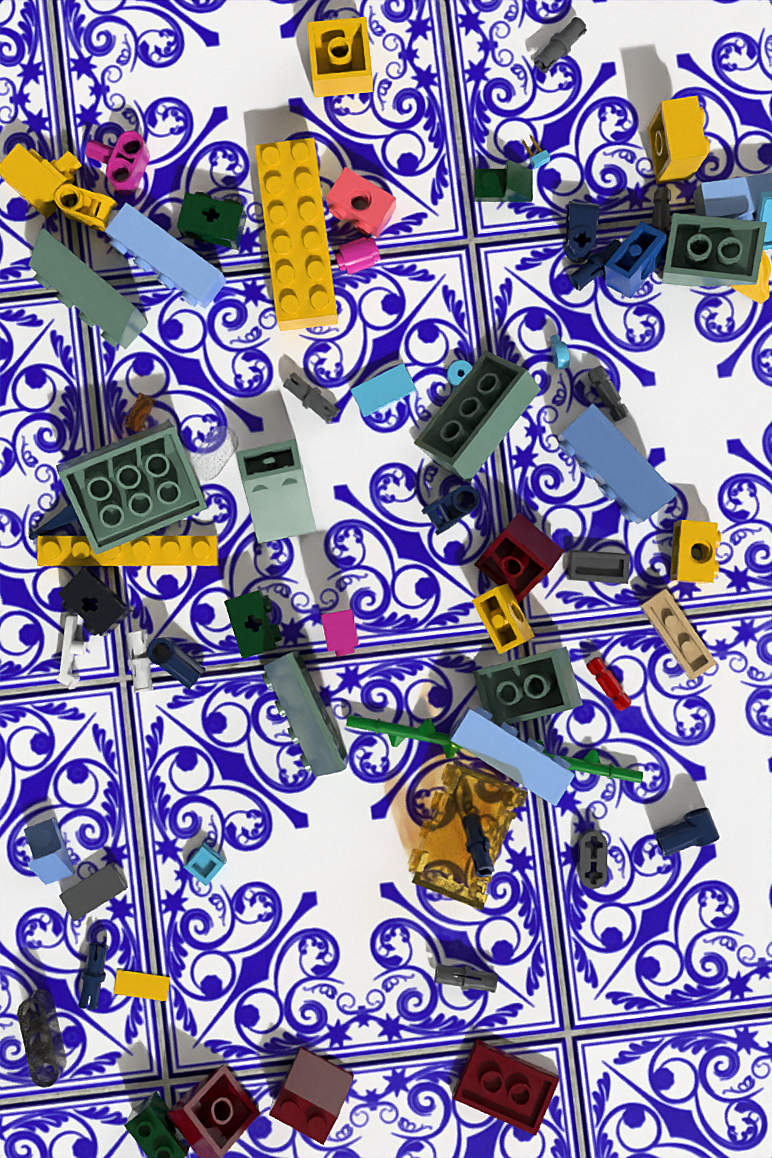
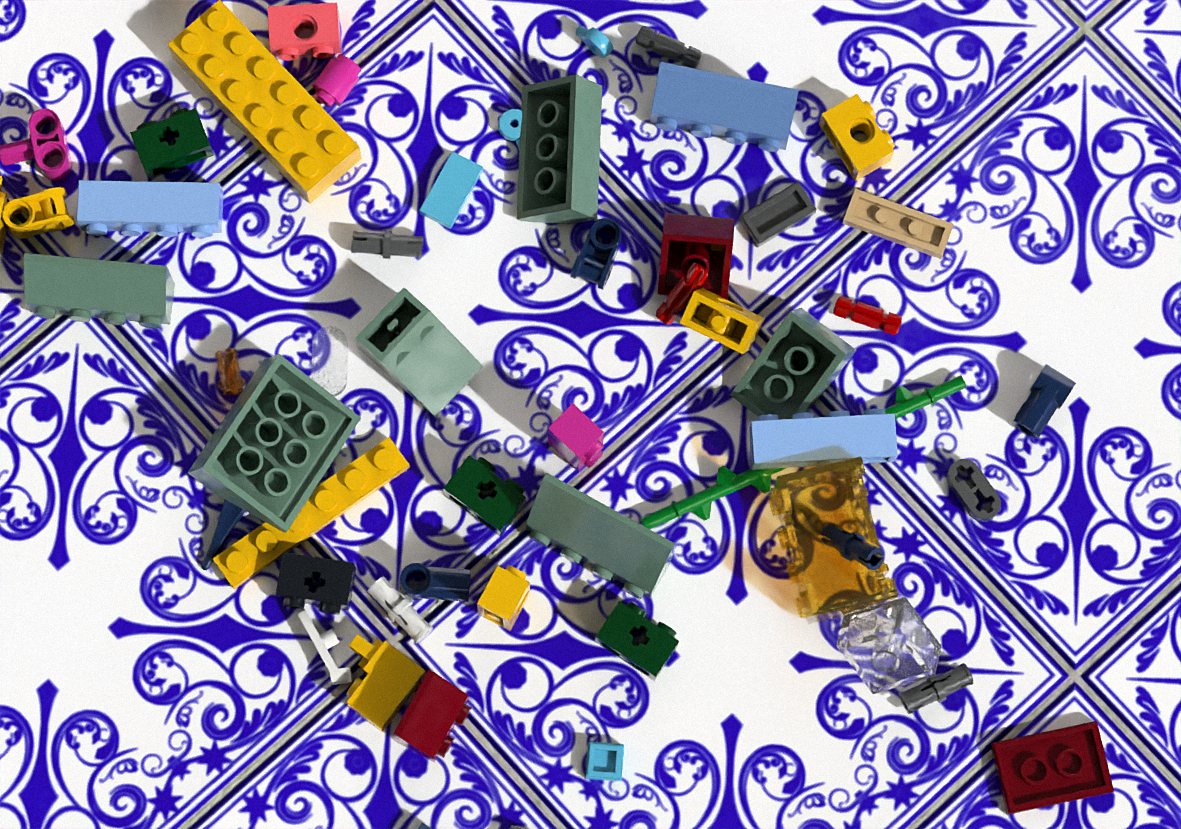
camera: 35 degrees left, 10 degrees down
(96, 707) = (388, 682): none -> yellow hinge
(104, 754) = (432, 717): none -> dark red slope
(211, 708) = (504, 596): none -> yellow brick
(285, 817) = (617, 639): none -> dark green brick
(453, 932) = (889, 645): none -> clear slope
(489, 578) = (681, 293): none -> red axle

